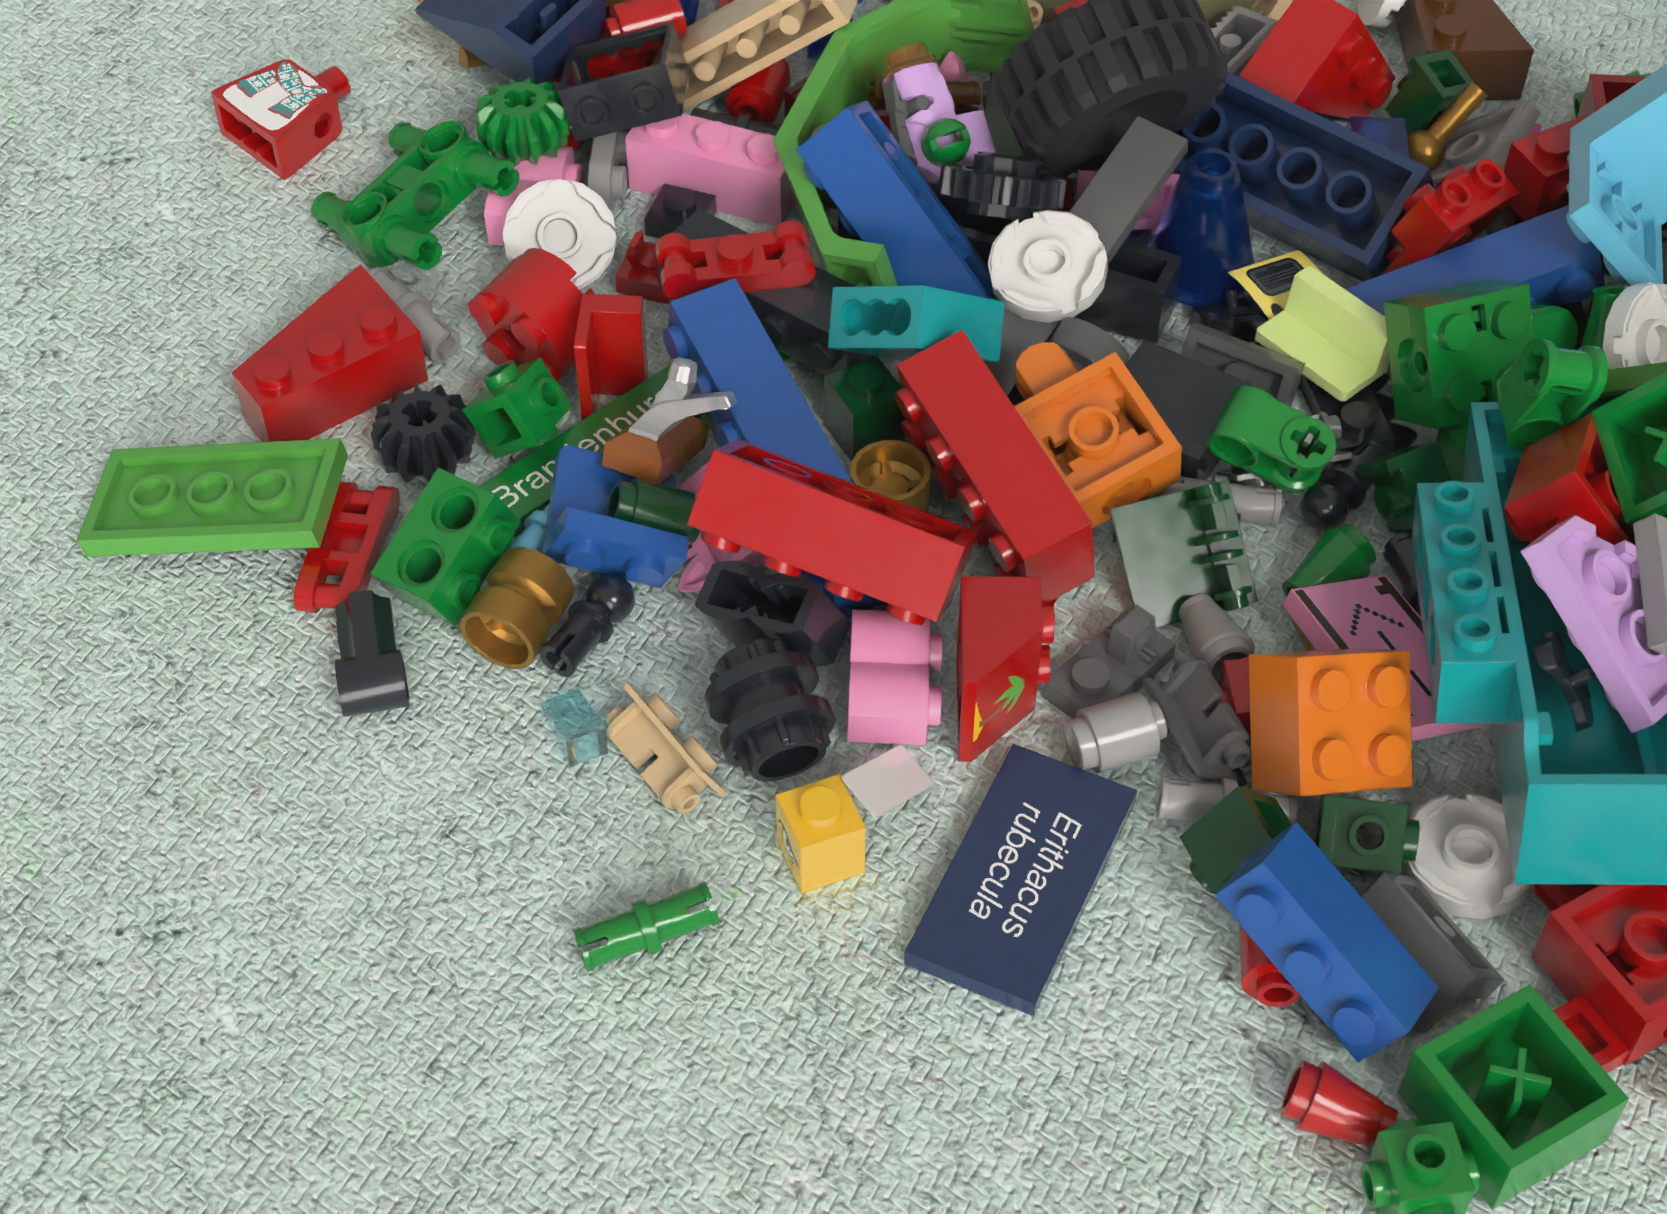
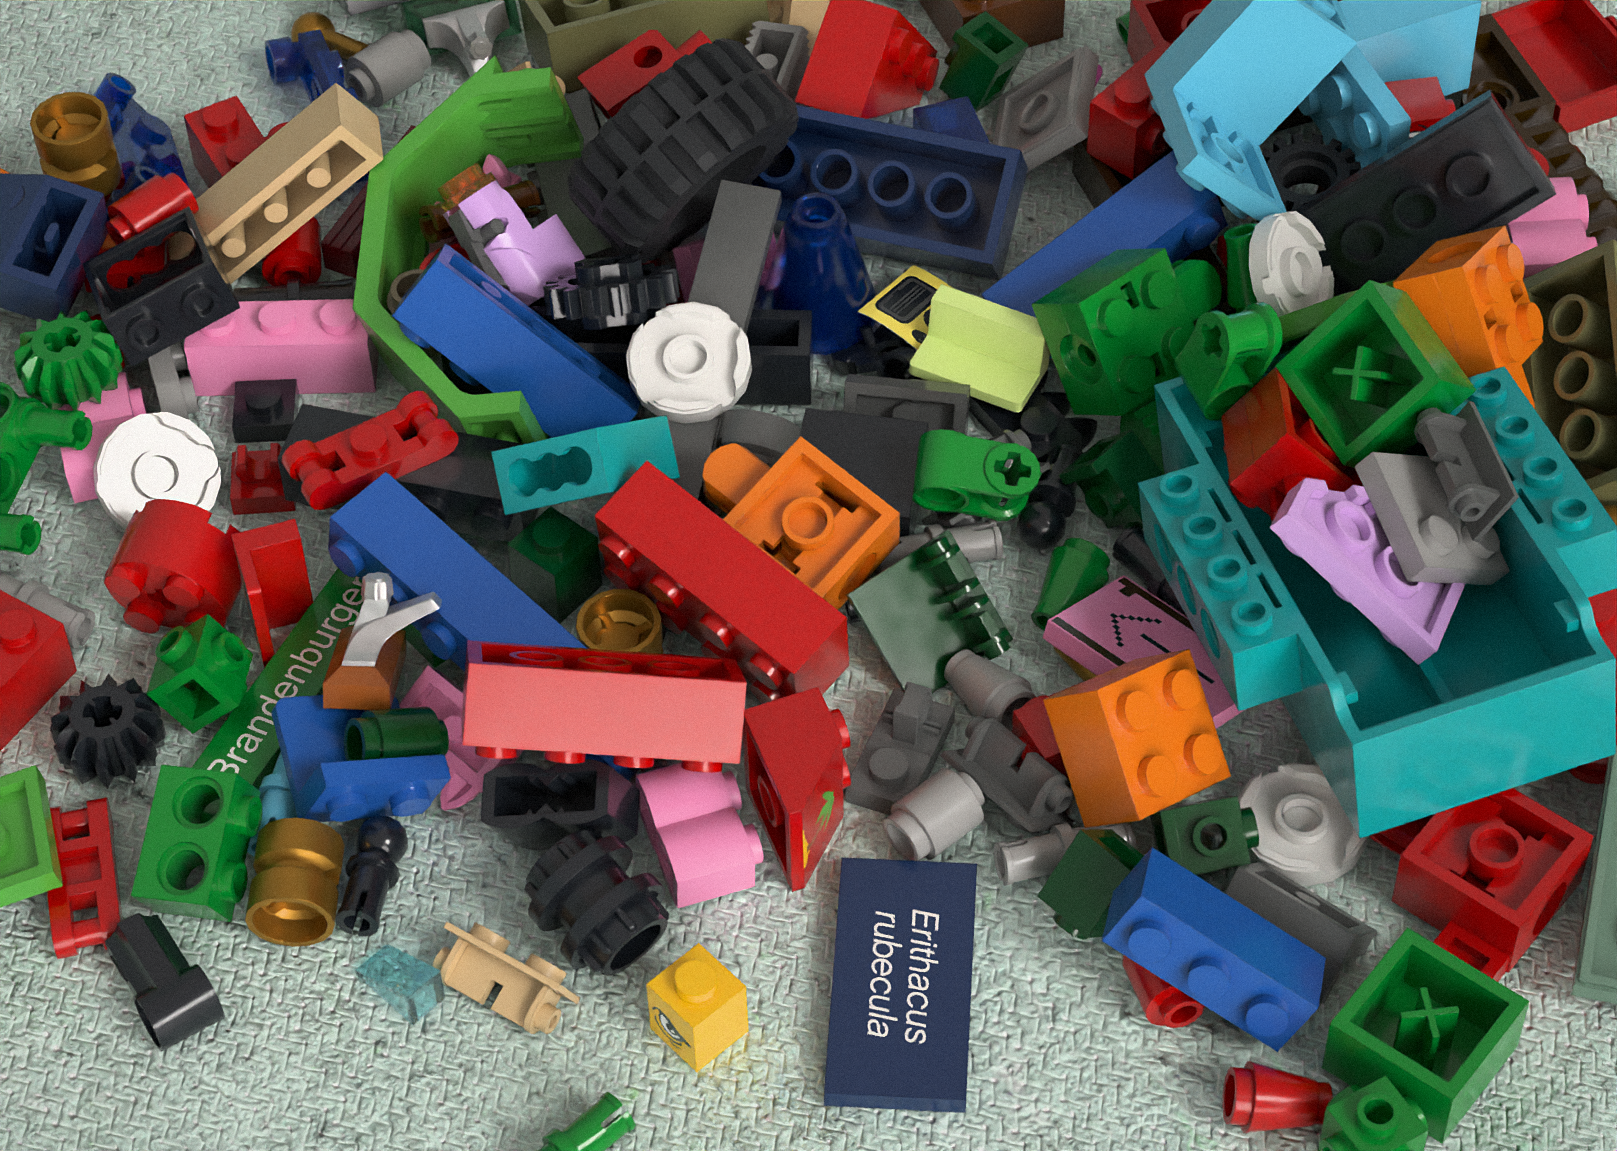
camera: 20 degrees left, 0 degrees up
(887, 781) = (740, 934): white sticker -> none
(951, 153) = (526, 250): green hinge -> none
(1428, 145) = (997, 114): pearl gold bar -> none
(1451, 213) = (1052, 195): red plate -> none
(1552, 659) = (1348, 632): black piece -> none

